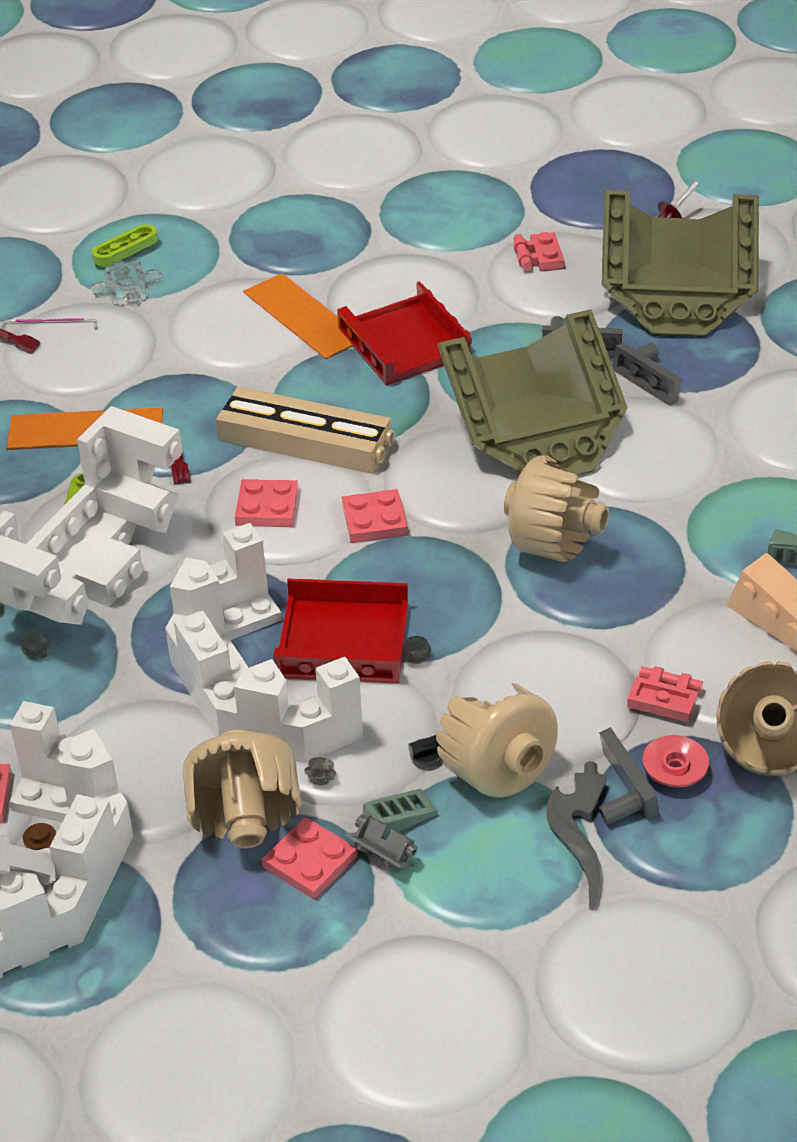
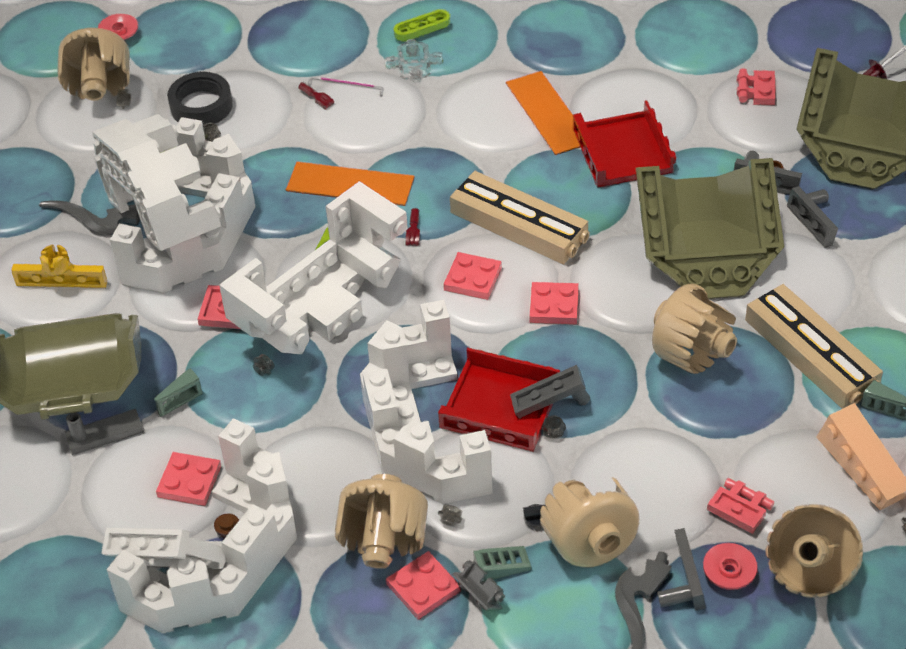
camera: 15 degrees right, 5 degrees up
(403, 607) = (550, 391): none -> dark grey piece
(692, 507) = (812, 345): none -> tan brick

